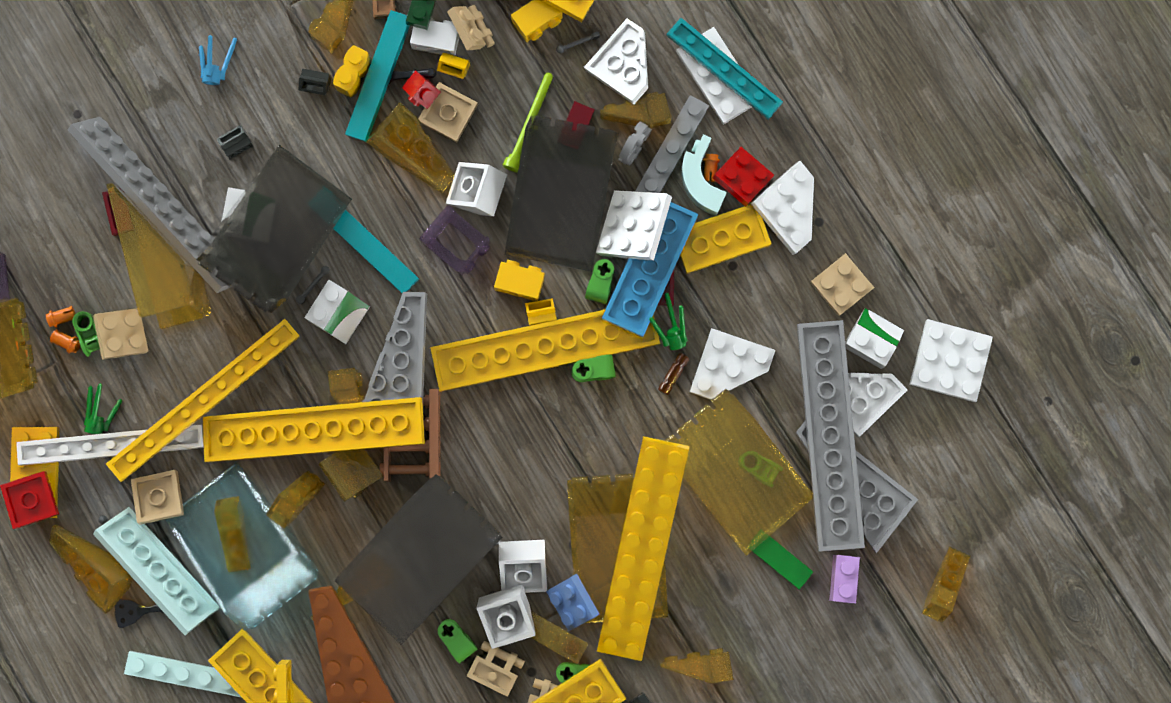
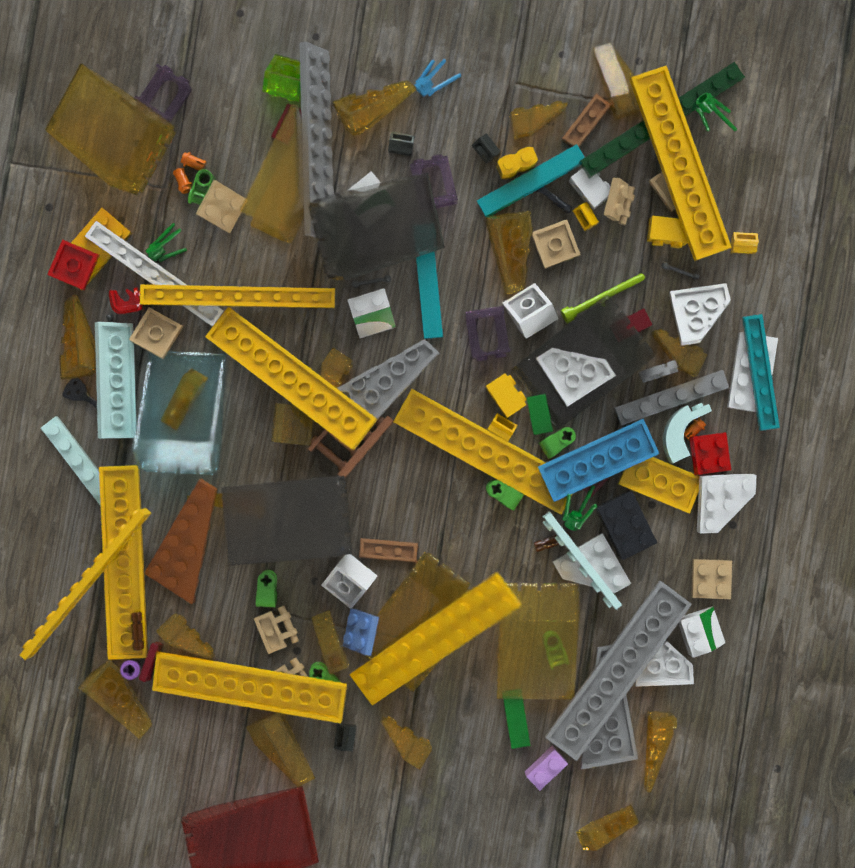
camera: 30 degrees right, 5 degrees up
(79, 174) = (283, 78): none -> clear neon green slope
(105, 500) = (120, 306): none -> red piece
(178, 140) = (366, 110): none -> clear yellow wedge
(295, 499) = (241, 412): clear yellow slope -> none
(319, 150) = (443, 163): none -> clear purple panel
(421, 90) = (550, 215): red brick -> none
(506, 616) = (311, 603): white slope -> none
(534, 509) = (388, 550): none -> medium nougat tile
(562, 210) = (574, 373): none -> white plate
(564, 271) = (539, 414): none -> green tile
(634, 225) = (611, 424): white plate -> none
(722, 370) = (585, 567): none -> light aqua plate
(724, 302) = (626, 525): none -> black brick
(919, 464) = (659, 735): none -> clear yellow wedge
(951, 360) = (738, 689): white plate -> none

